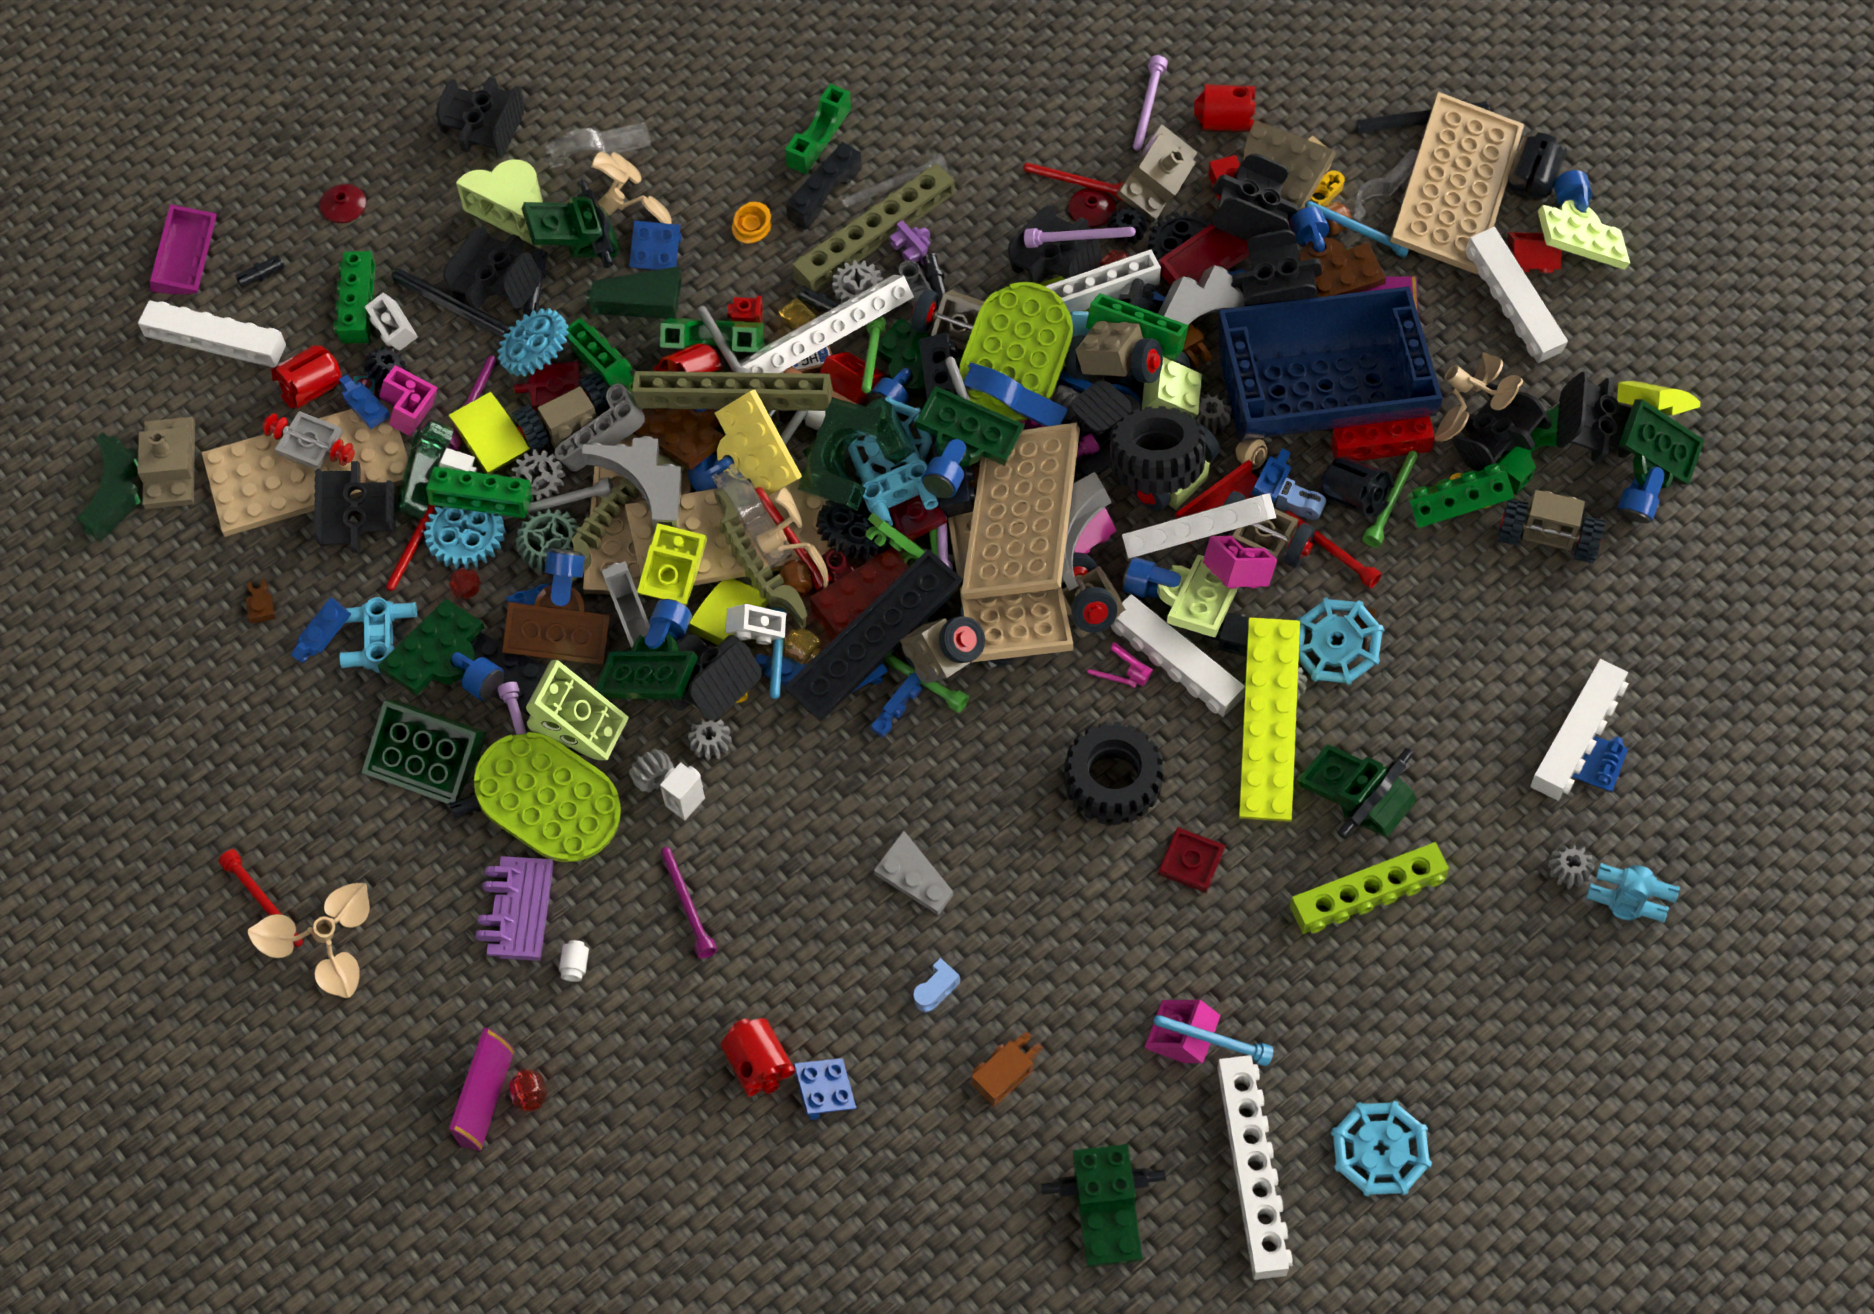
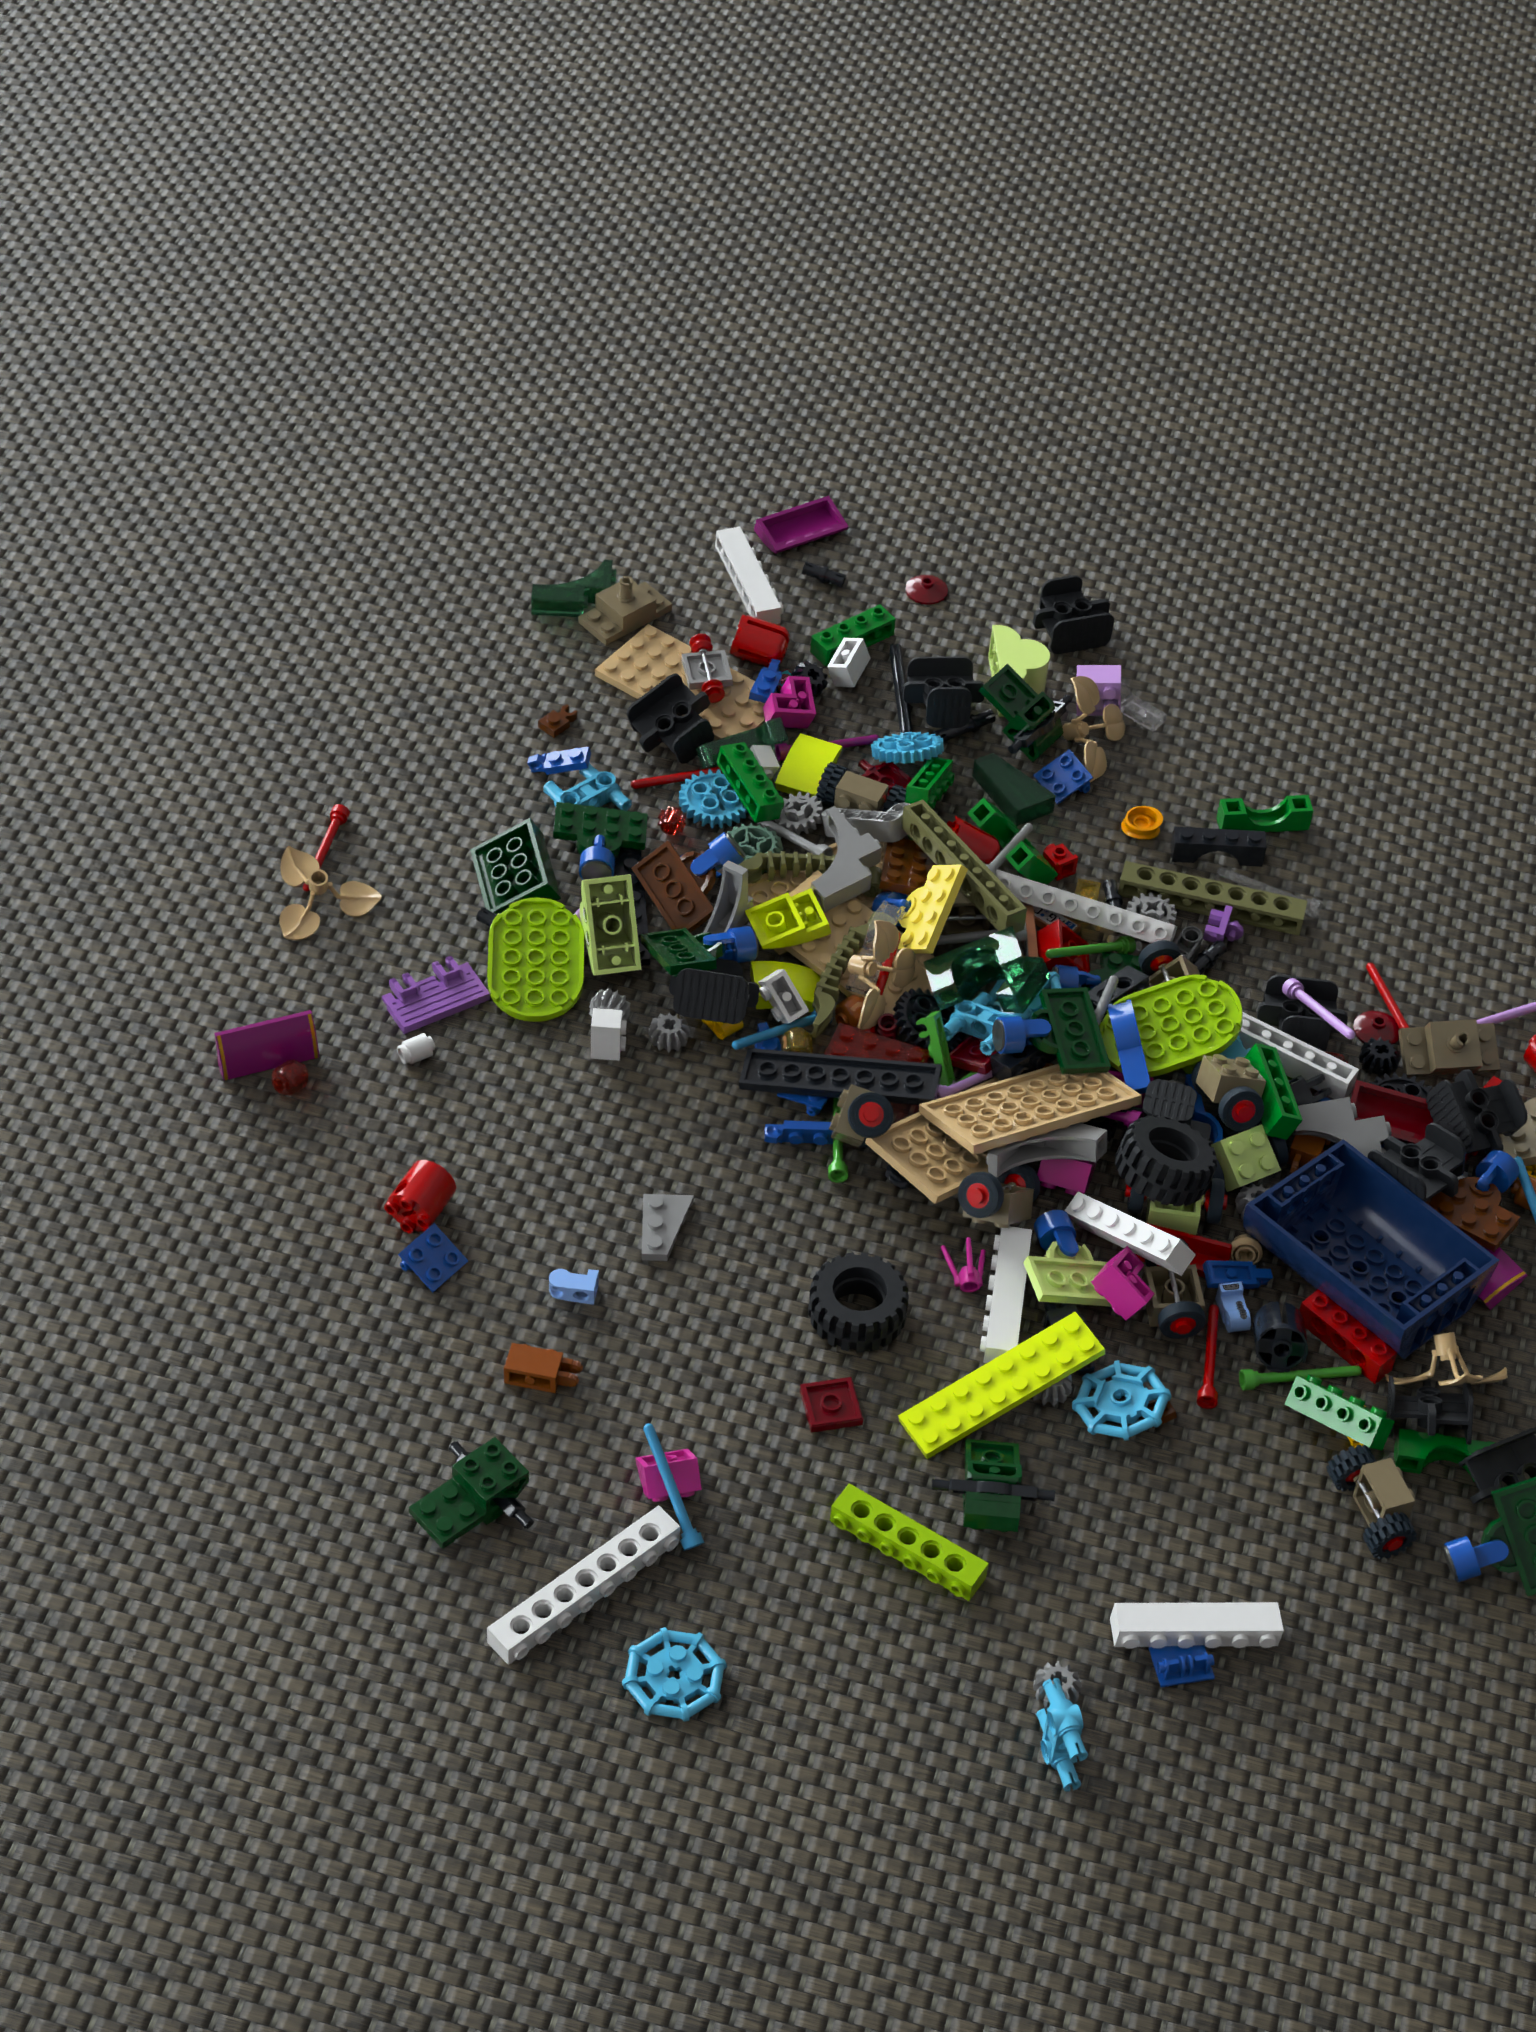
camera: 50 degrees right, 15 degrees down
(581, 149) = (1108, 683): none -> lavender slope
(705, 946) = (493, 1121): magenta piece -> none

